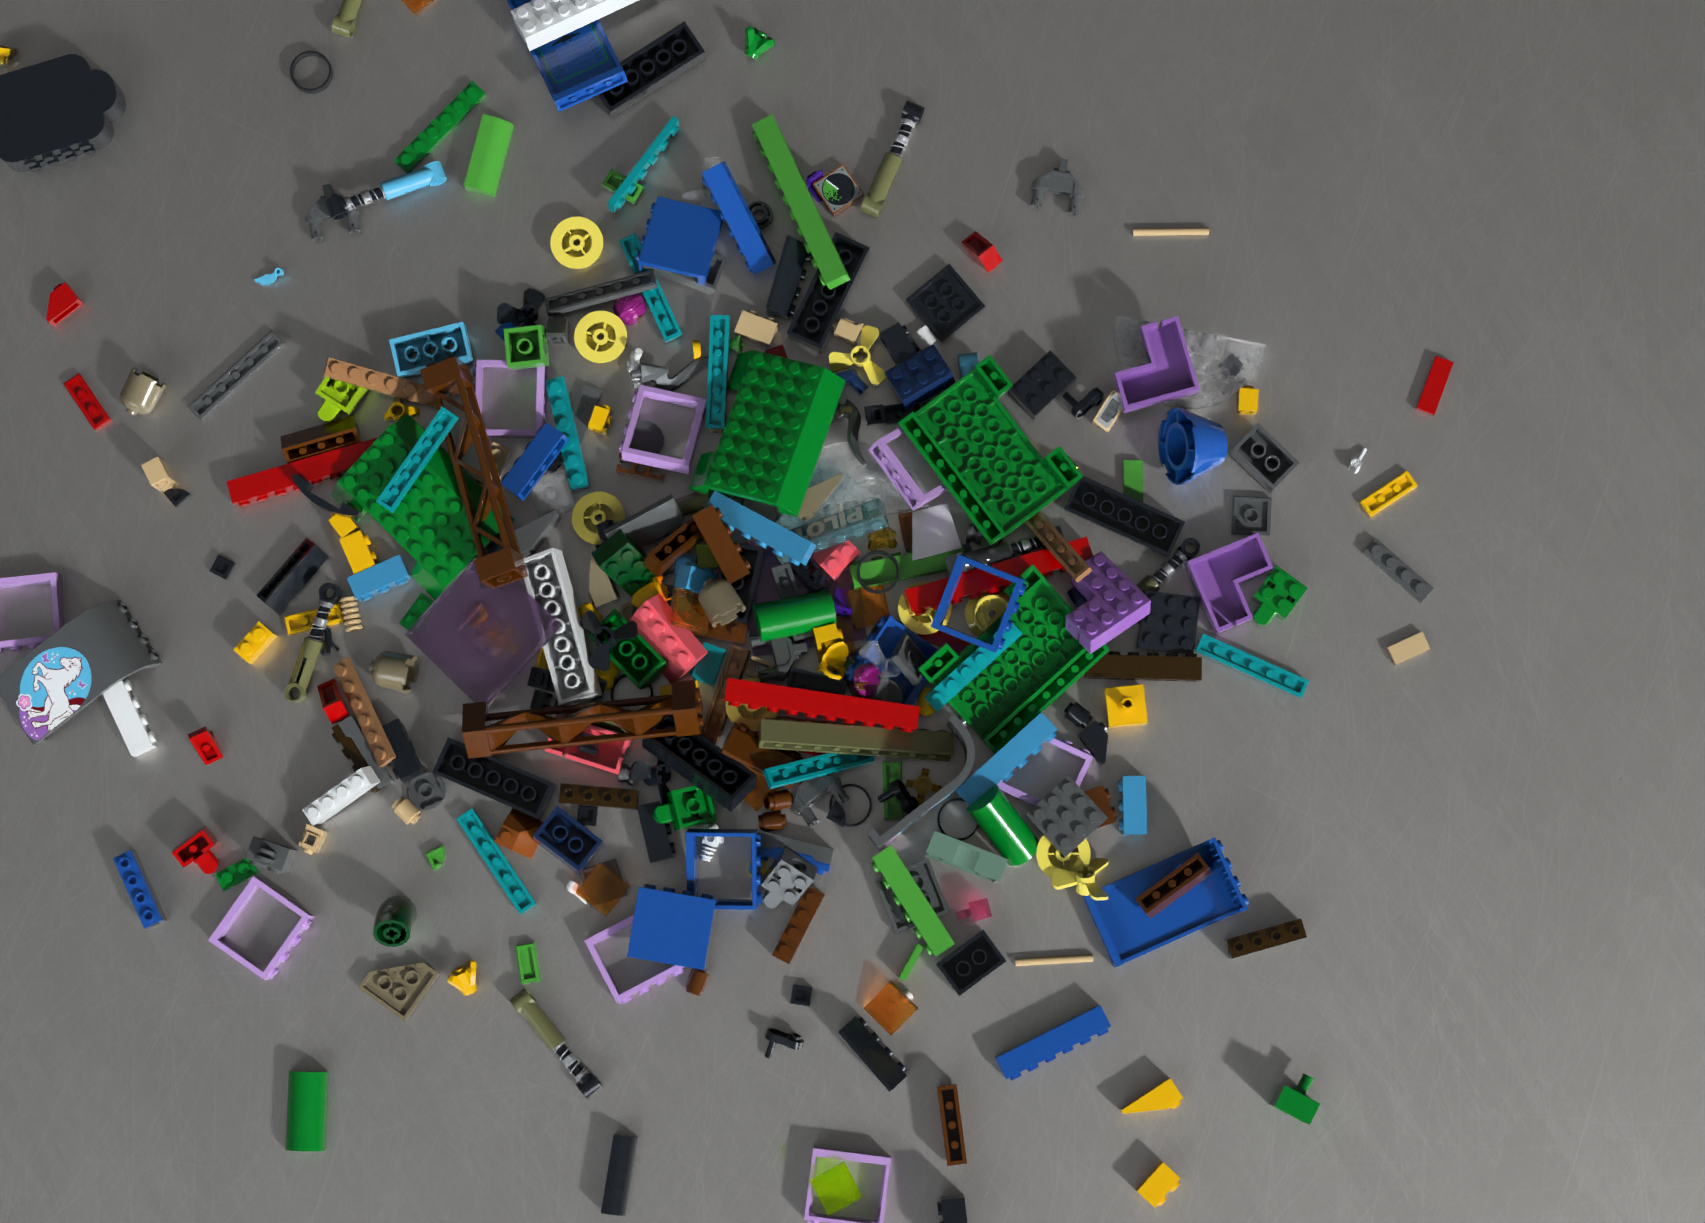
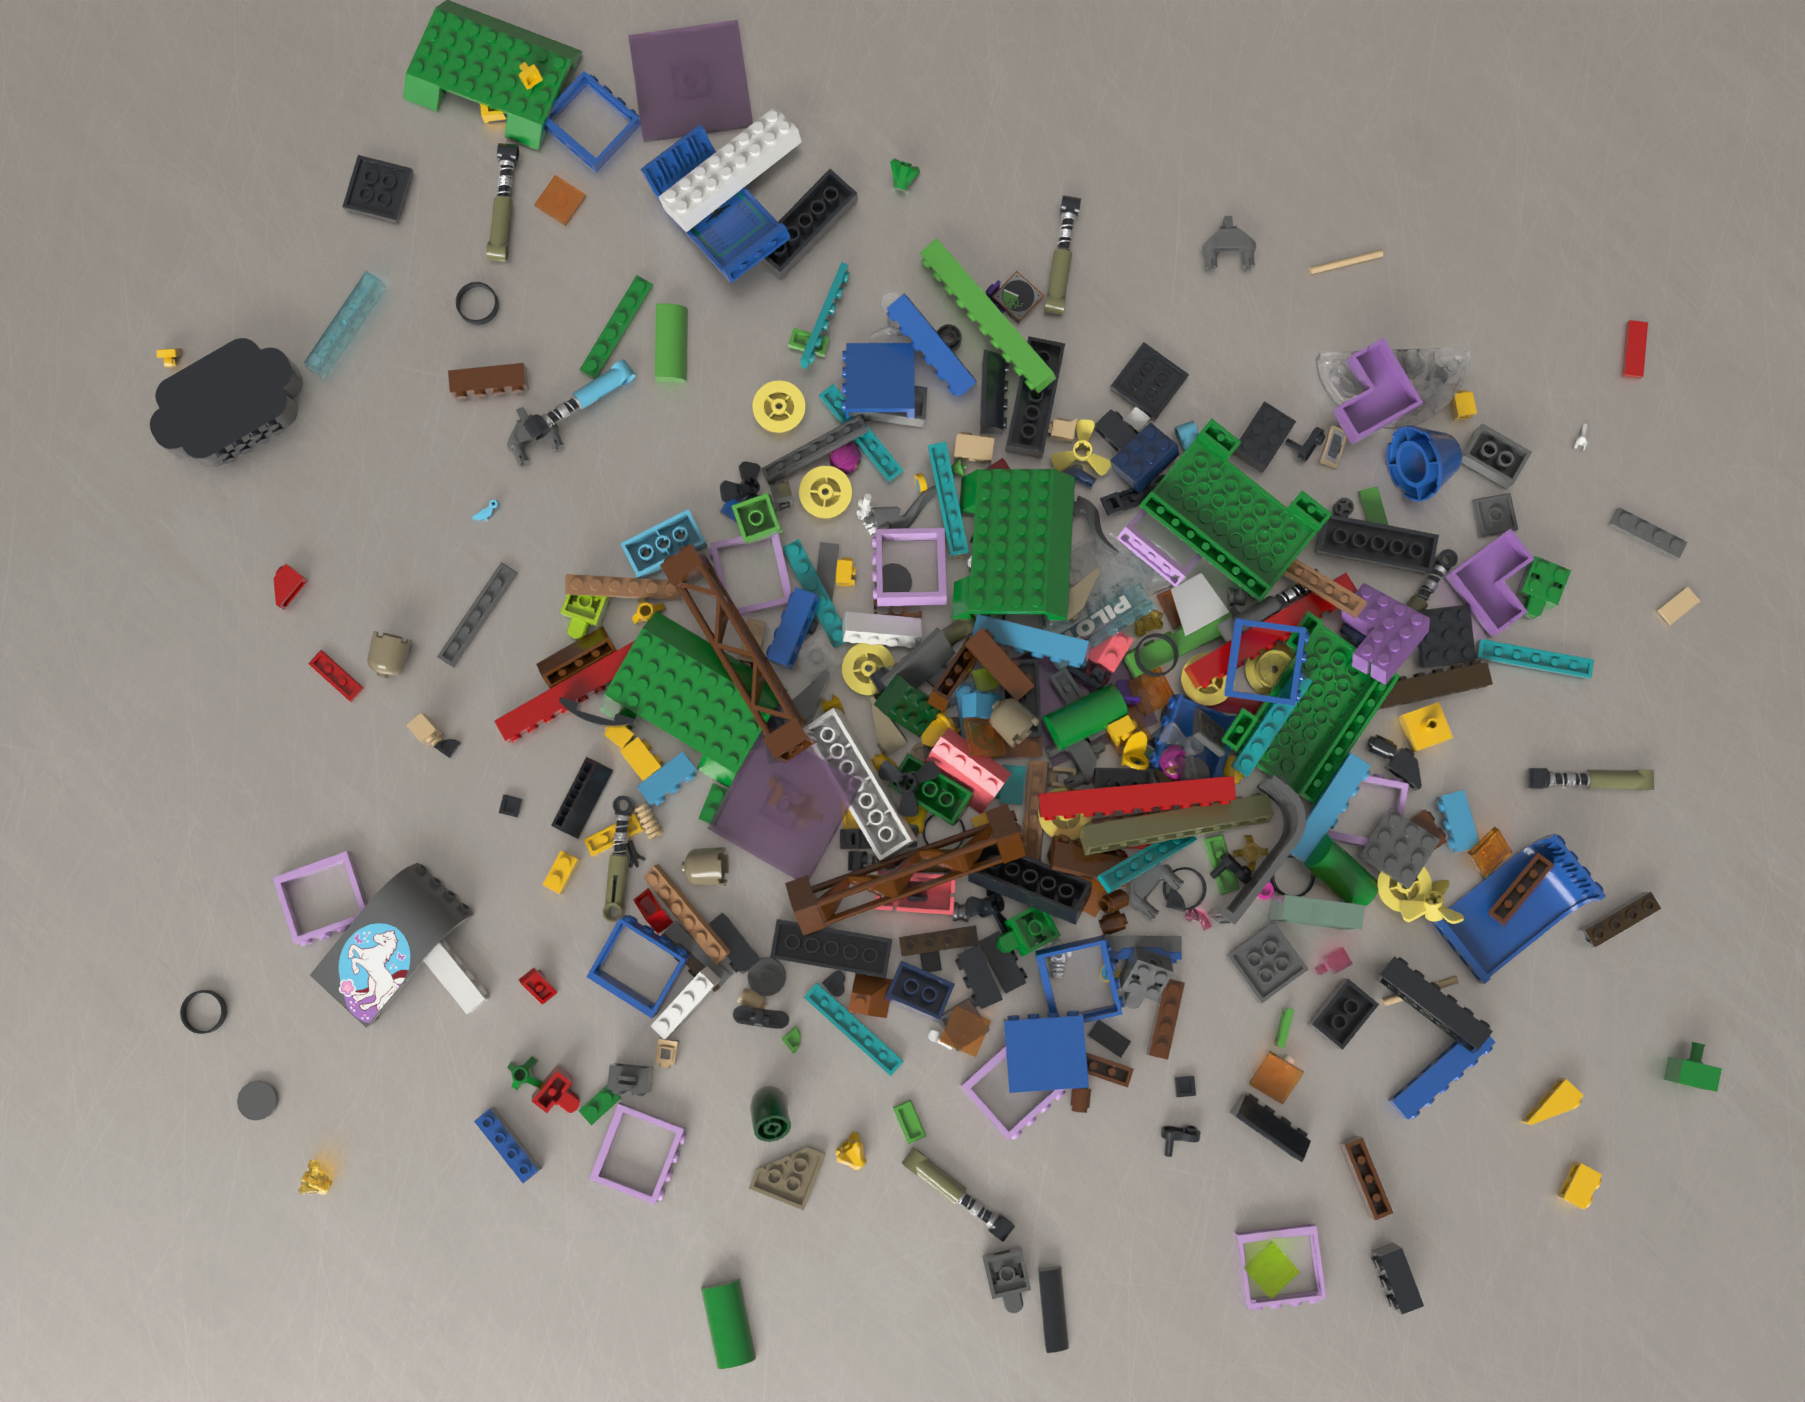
camera: 20 degrees left, 0 degrees up
(171, 826) = (524, 1074): none -> green rock
(178, 63) = (345, 325): none -> clear light blue brick
(284, 770) = (621, 990): none -> blue window
(303, 150) = (488, 380): none -> reddish brown brick
(409, 827) = (761, 1017): none -> black connector
(417, 459) = (679, 653): teal plate -> none
(490, 813) = (834, 983): none -> black tile
(558, 544) = (834, 703): none -> yellow tile
(583, 1134) = (1007, 1278): none -> dark grey brick
(620, 483) = (881, 629): none -> white brick
(627, 840) = (978, 977): none -> black brick
(728, 959) = (1109, 1070): none -> reddish brown brick
(740, 931) = (1109, 1038): none -> black tile
(857, 834) = (1198, 915): none -> clear pink arm
(913, 901) = (1273, 968): bright green brick -> none
(927, 825) = (1267, 891): none -> dark pink tile
(982, 251) = (1172, 322): red slope -> none
(1061, 978) = (1435, 1005): none -> black brick
(1104, 470) = (1345, 504): none -> dark grey wheel
(1155, 842) = (1489, 852): none -> clear orange tile
(1277, 796) = (1593, 779): none -> piece
(1388, 493) = (1619, 462): yellow tile -> none

